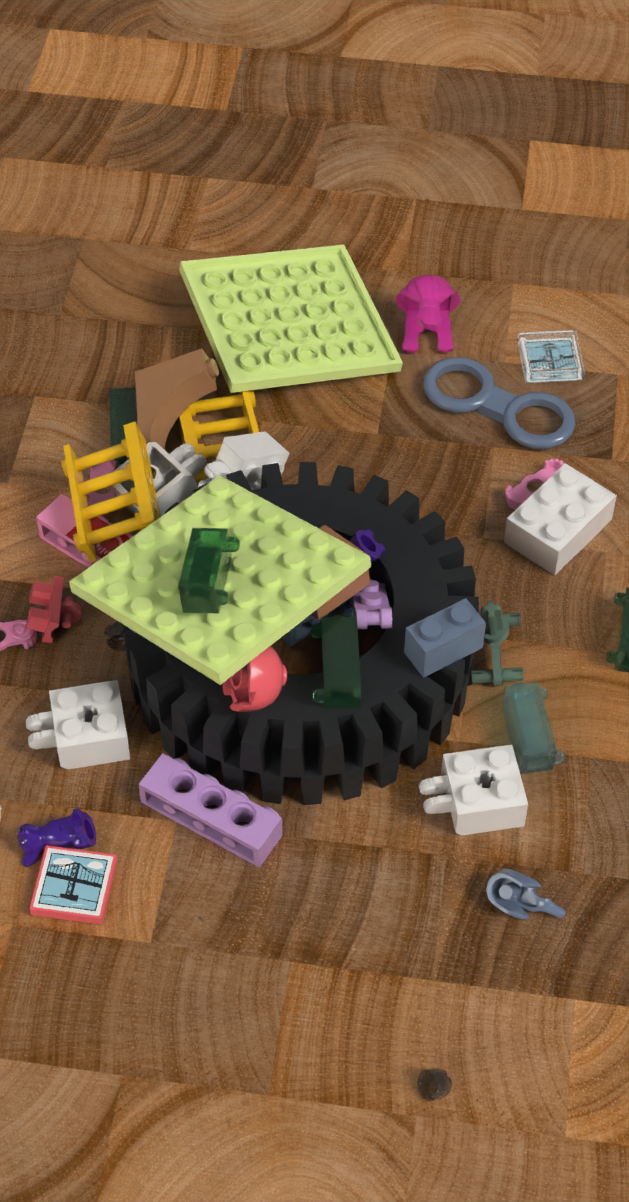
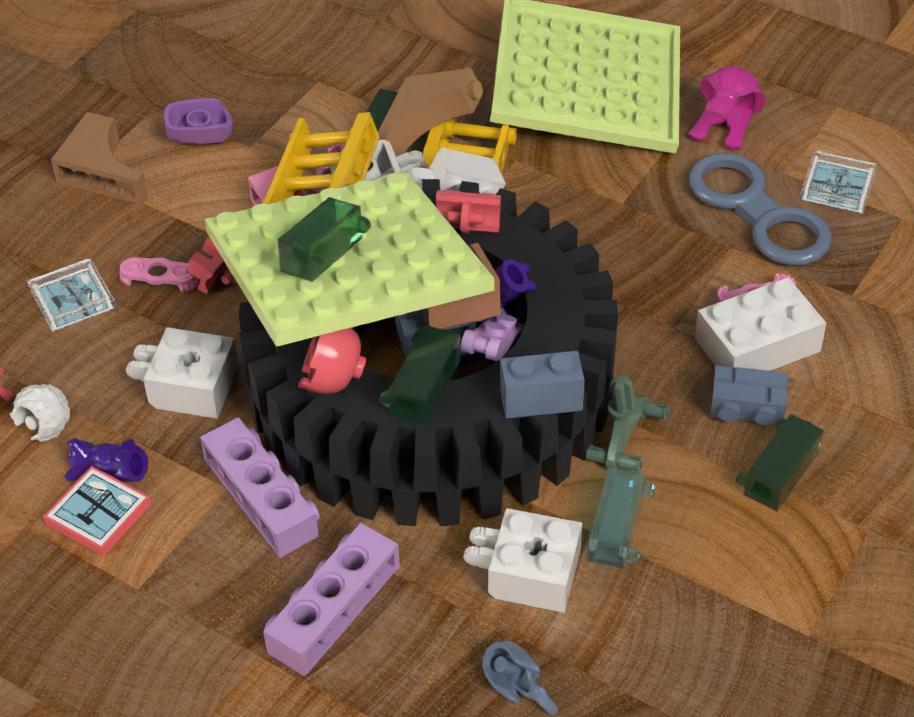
camera: 25 degrees right, 5 degrees down
(294, 493) = (470, 210): none -> coral hips
(327, 939) = (304, 645): none -> lavender brick
(579, 580) = (748, 395): none -> sand blue brick

